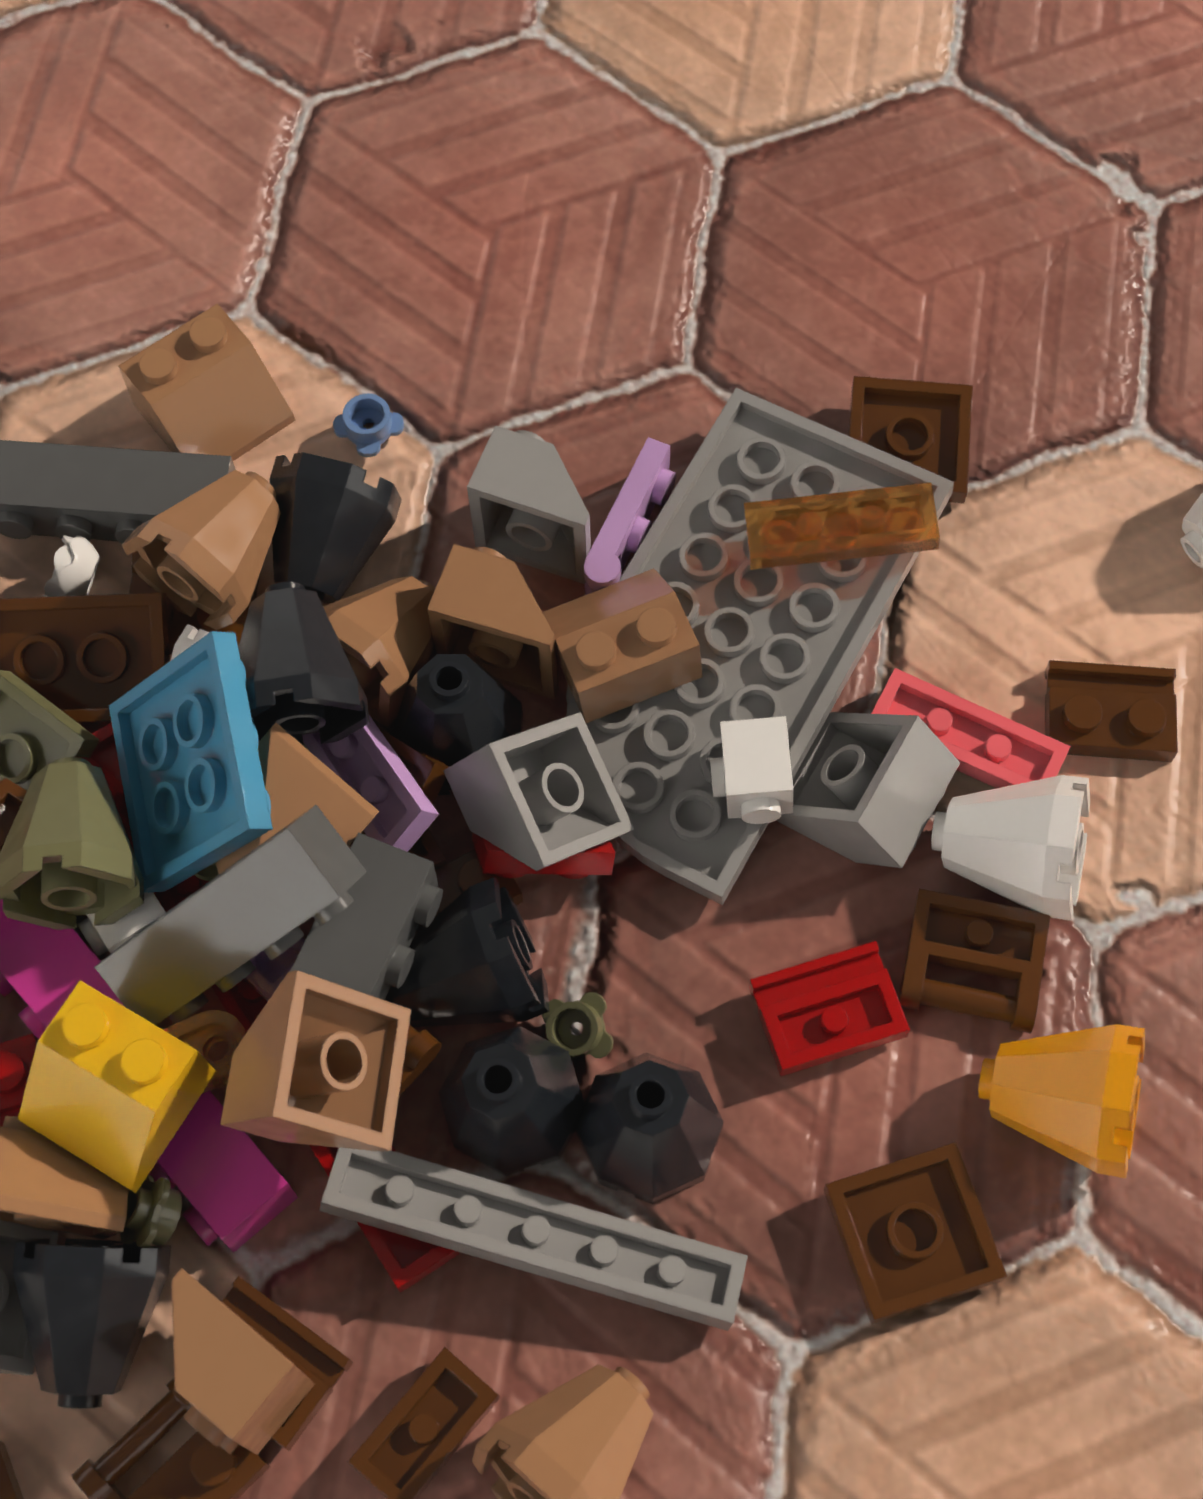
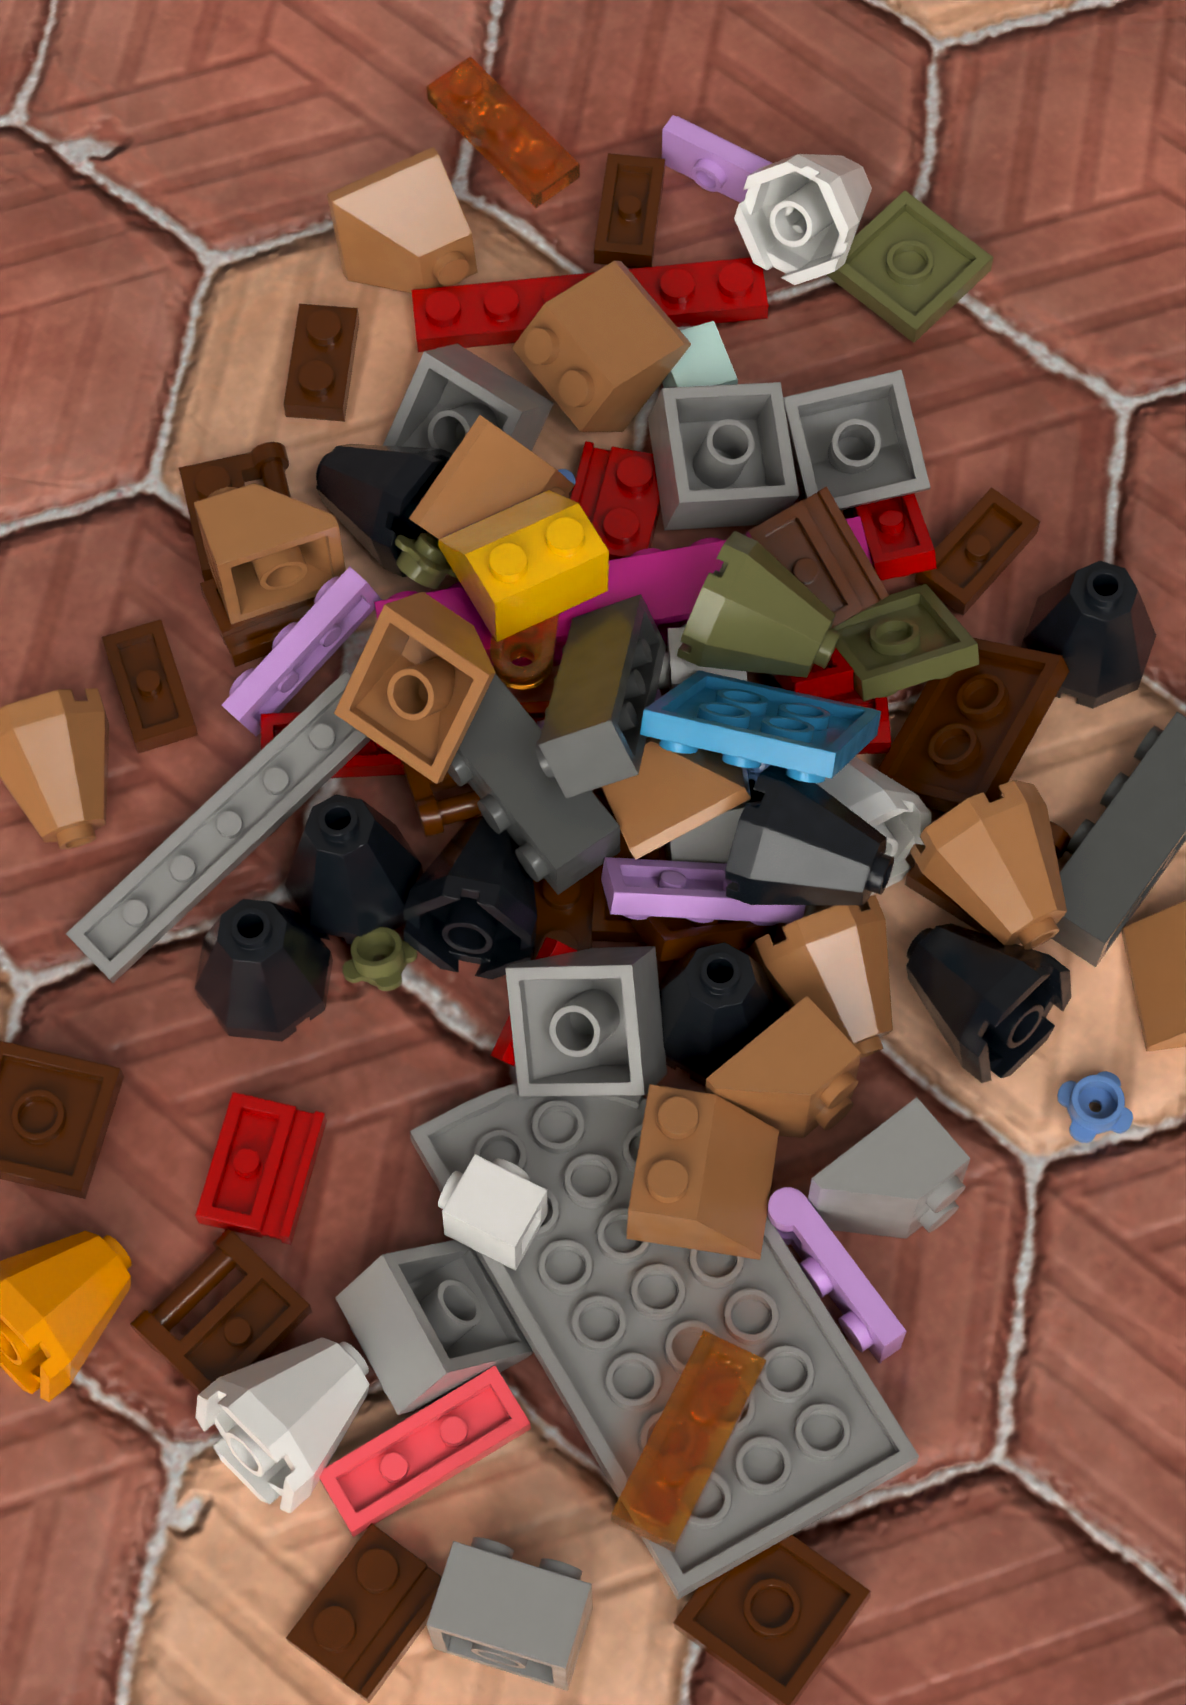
camera: 120 degrees right, 0 degrees up
(74, 568) = (1067, 770): white plate -> none
(311, 1284) = (301, 649): none -> lavender plate
(1053, 582) = (511, 1612): none -> light grey brick

